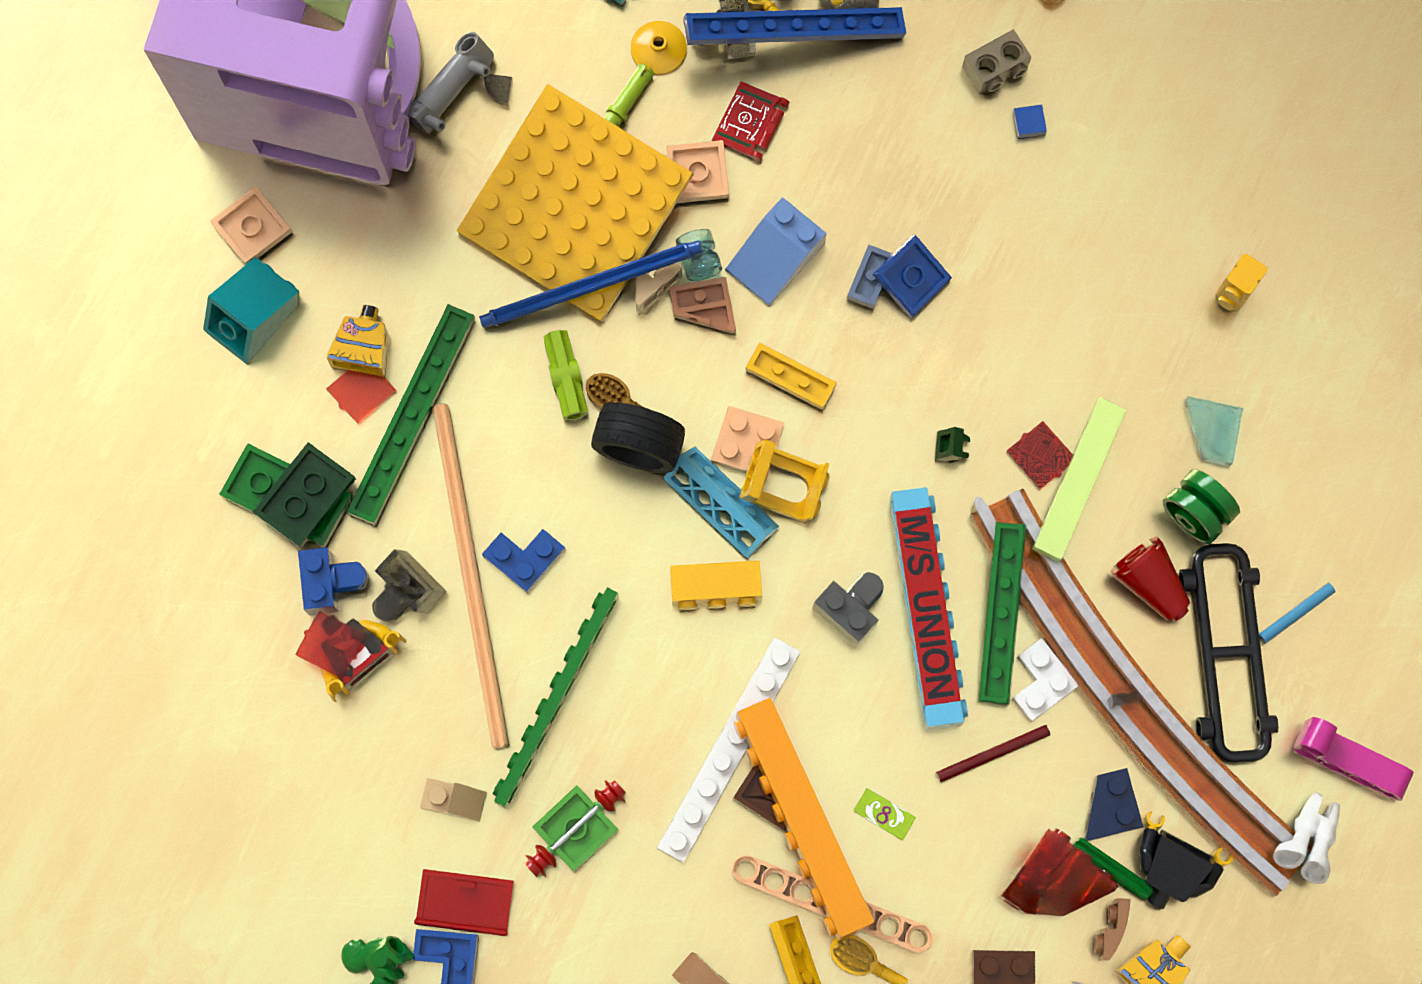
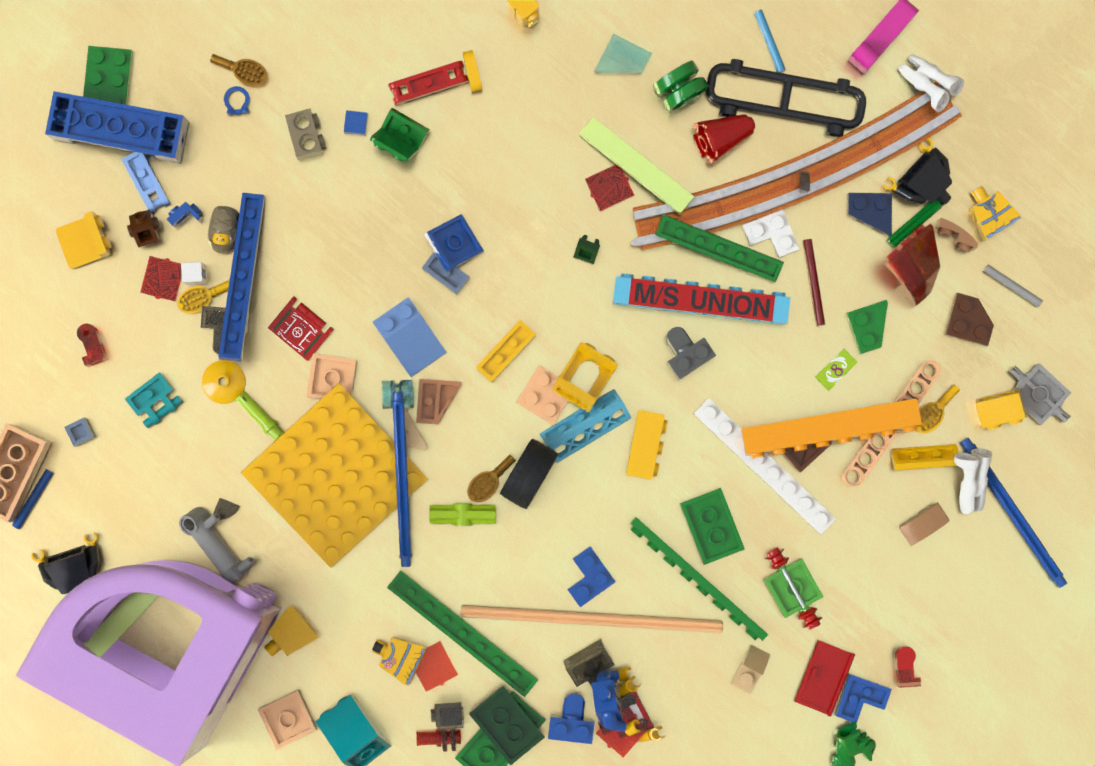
camera: 80 degrees left, 10 degrees up
(269, 417) = (435, 738): none -> clear red pin
(295, 418) = (448, 717): none -> clear smoke brick
(362, 202) = (290, 632): none -> yellow torso
(364, 612) = (608, 701): none -> blue torso
(631, 699) = (712, 526): none -> green plate
(955, 842) = (868, 326): none -> green wing
(1028, 175) = (400, 135): none -> green bracket
(1107, 195) = (428, 82): none -> red plate
(1139, 244) = (472, 70): none -> yellow beam

